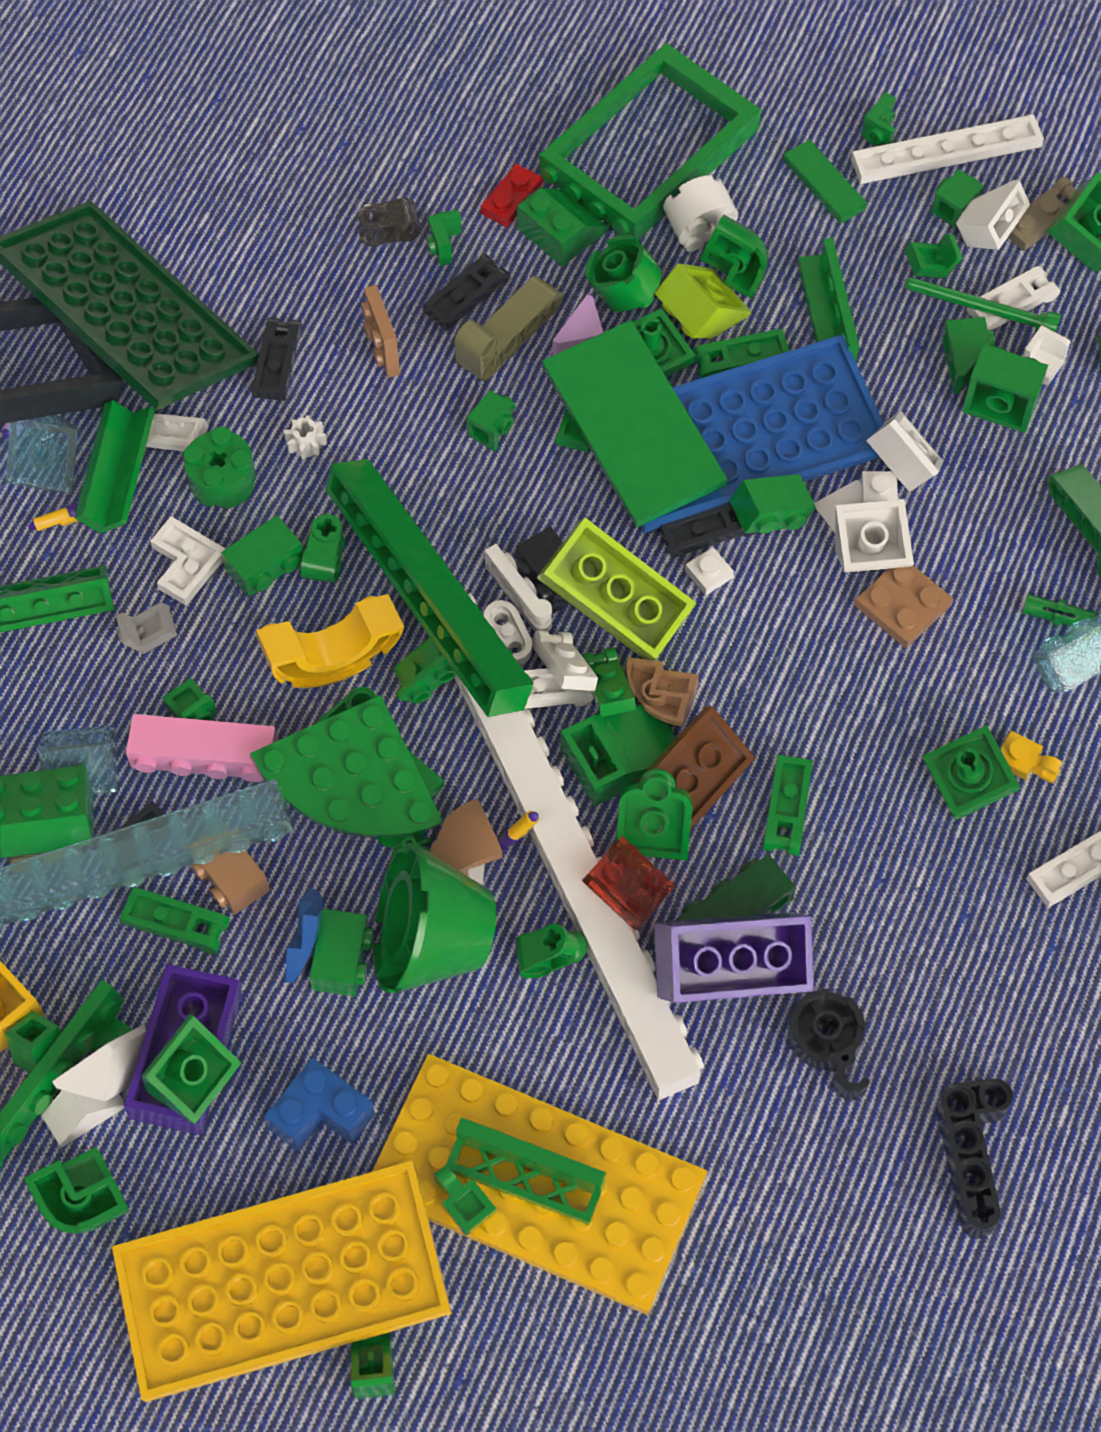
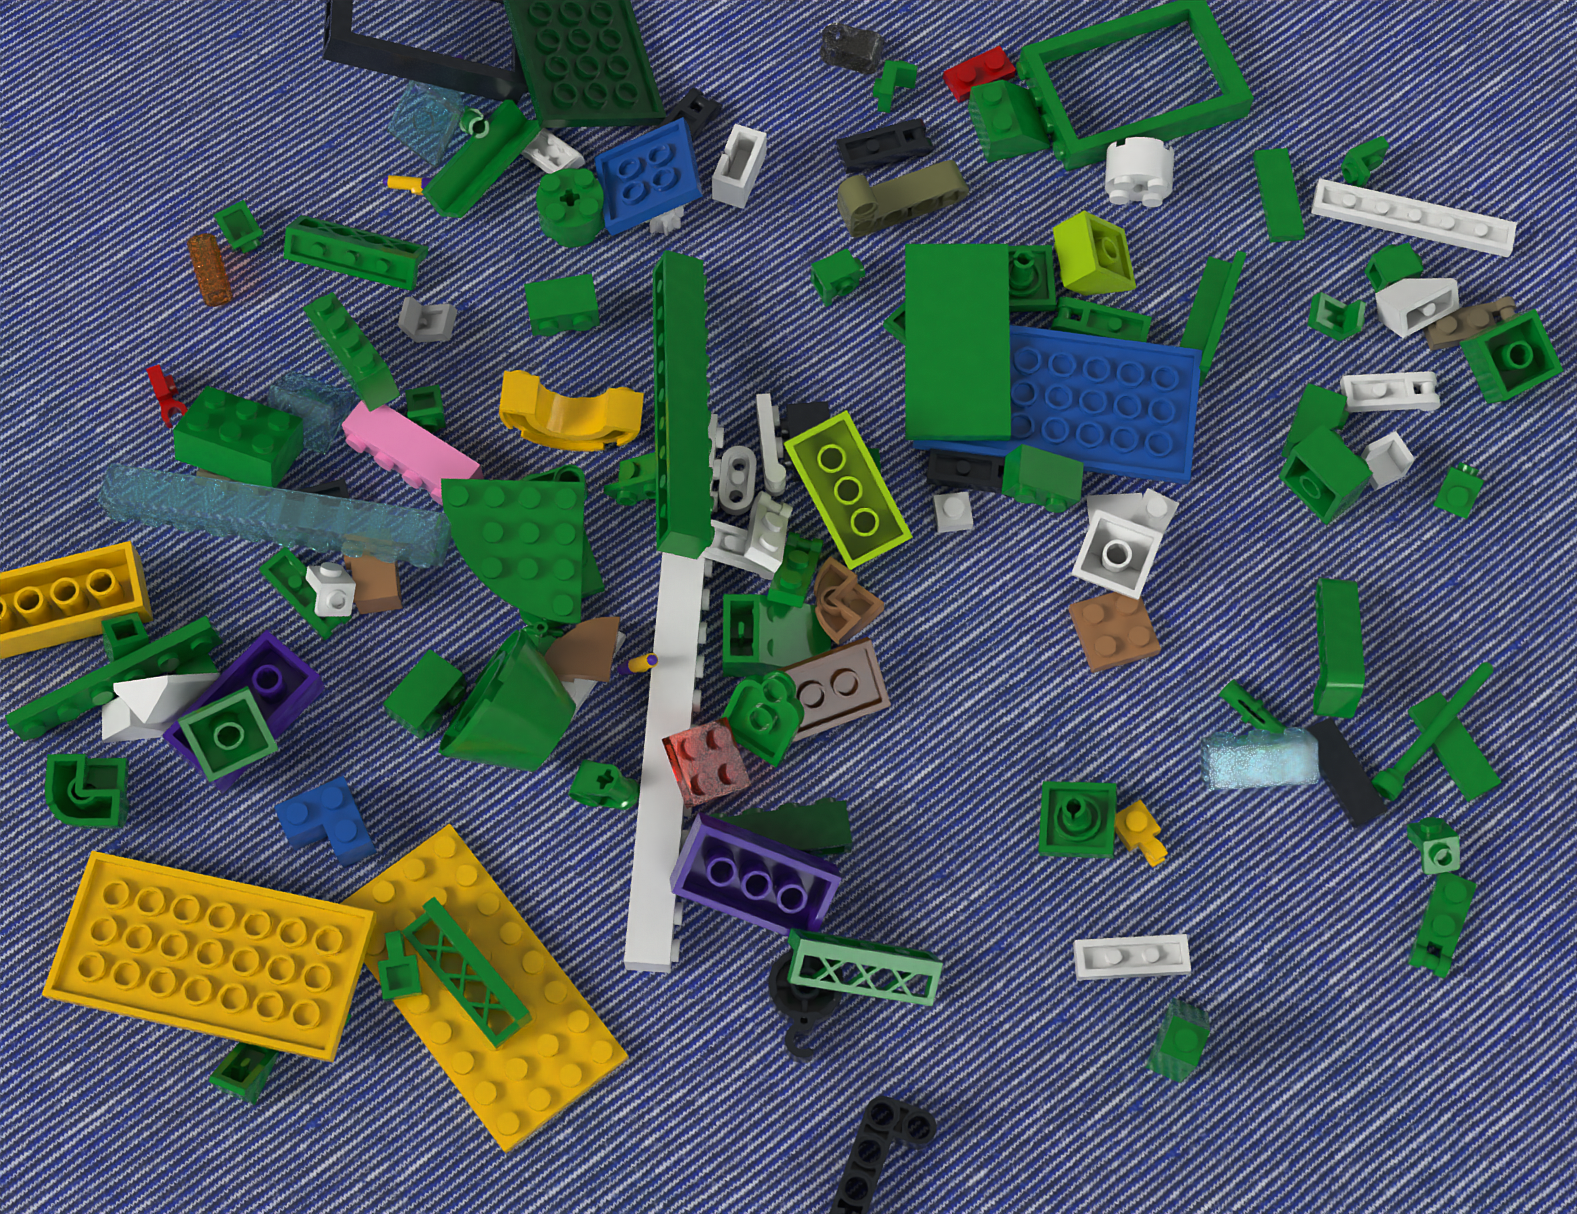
camera: 25 degrees right, 5 degrees up
(91, 435) = (474, 122): none -> green axle
(97, 684) = (351, 351): none -> green brick
(193, 558) = (503, 277): white plate -> none
(205, 898) = (333, 588): none -> white bracket
(278, 408) = (648, 176): none -> blue plate
(308, 927) = (408, 656): blue brick -> none
(324, 550) = (619, 325): green piece -> none
(351, 364) = (743, 159): none -> white piece
(380, 330) = (780, 147): medium nougat plate -> none
(580, 326) = (964, 228): lavender slope -> none
(624, 274) = (1032, 197): green brick -> none
(738, 254) = (1149, 226): green brick -> none
(788, 804) = (895, 763): green plate -> none
(863, 973) = (866, 953): none -> fence
(905, 451) = (1198, 488): white slope -> none
(1048, 320) = (1406, 430): green piece -> none

